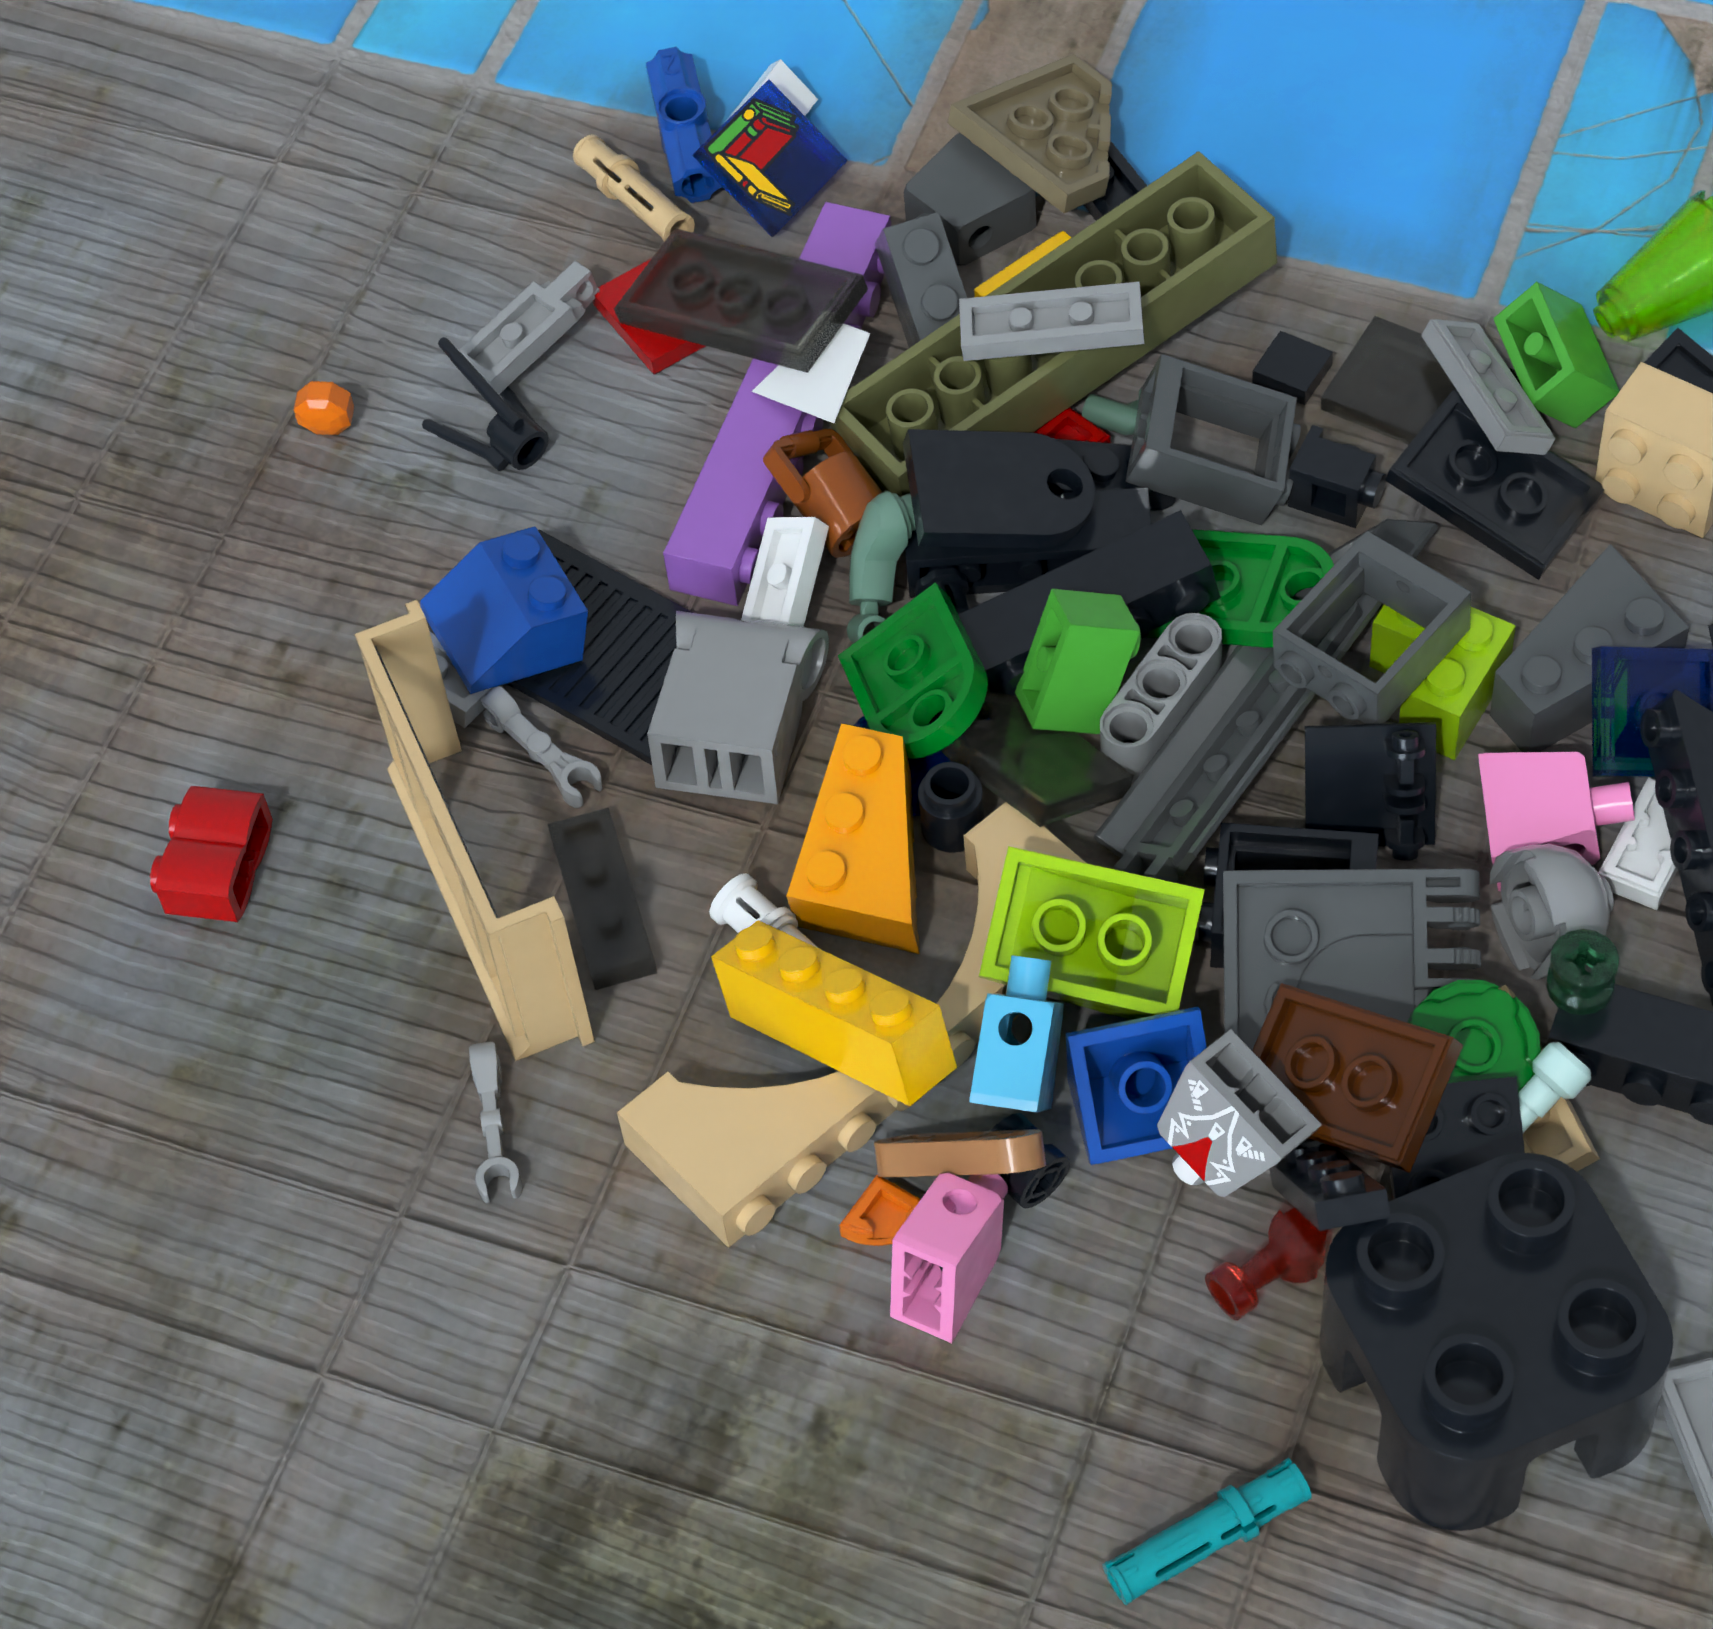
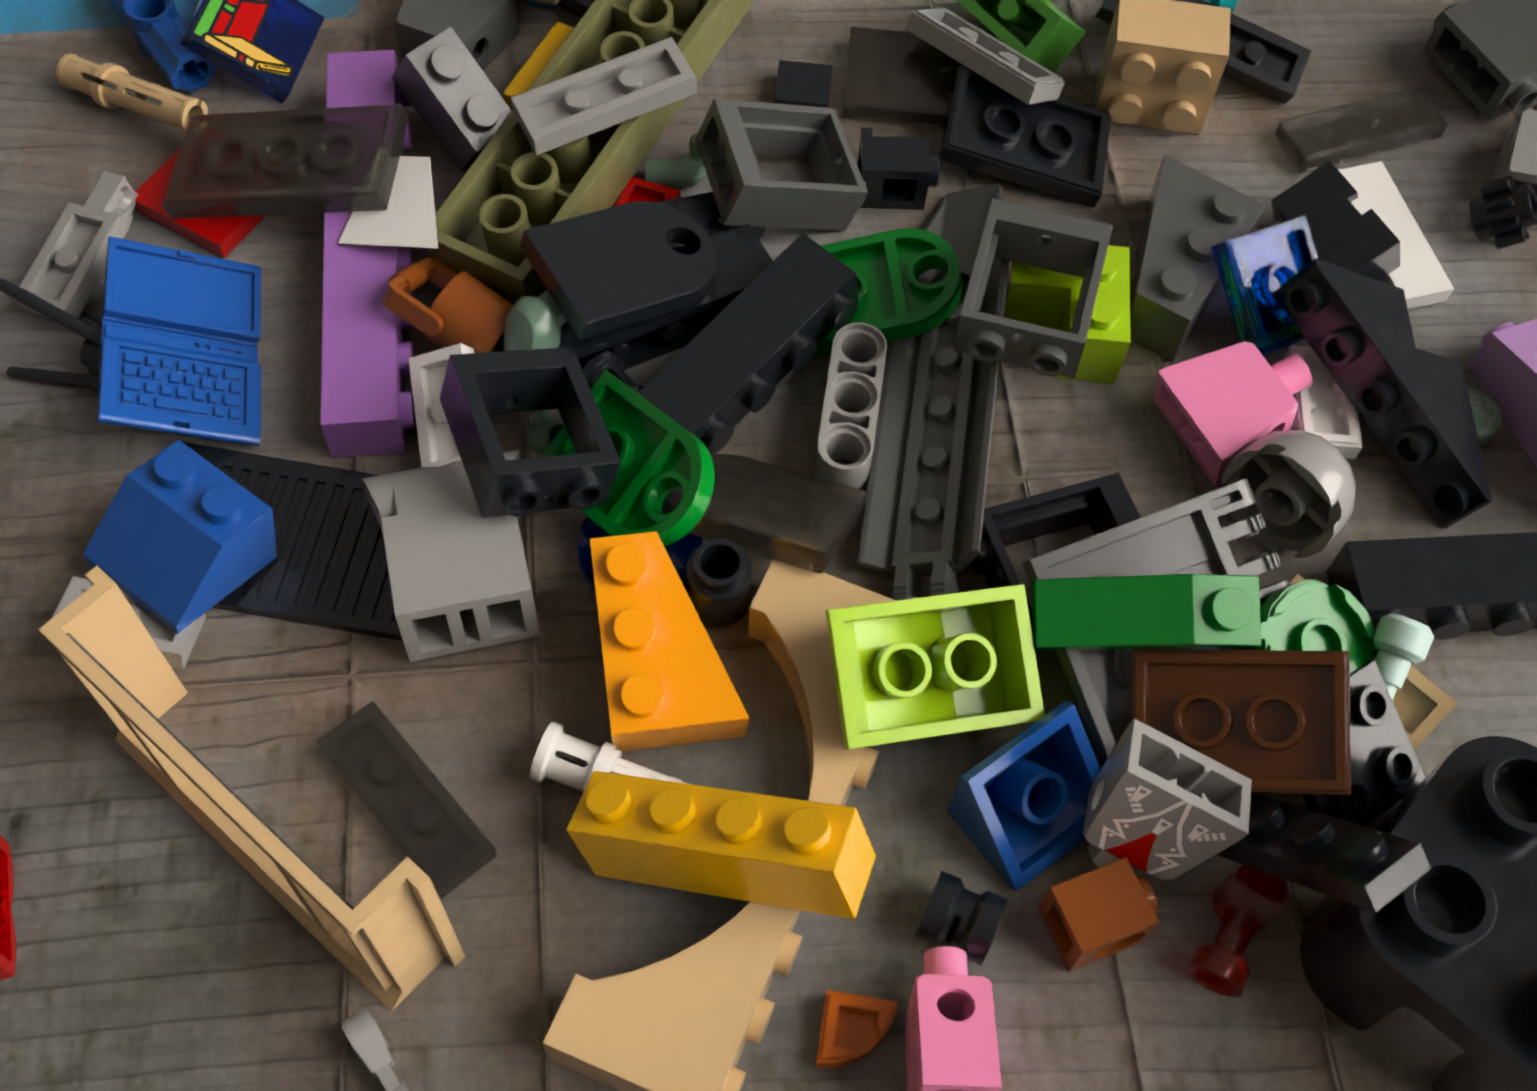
camera: 35 degrees left, 5 degrees up
(505, 715) = (220, 641): light grey piece -> none
(578, 441) = (180, 343): none -> blue piece
(840, 568) = (521, 383): none -> black window
(960, 1153) = (915, 943): medium nougat beam -> none
(1011, 1071) = (926, 830): medium azure torso -> none
(1077, 660) = (774, 401): bright green brick -> none
(1148, 1203) = (1099, 913): none -> dark orange brick
(1302, 950) = (1147, 612): none -> green slope
(1373, 782) = (1084, 428): black hinge -> none
(1569, 982) = (1372, 556): clear green wheel -> none

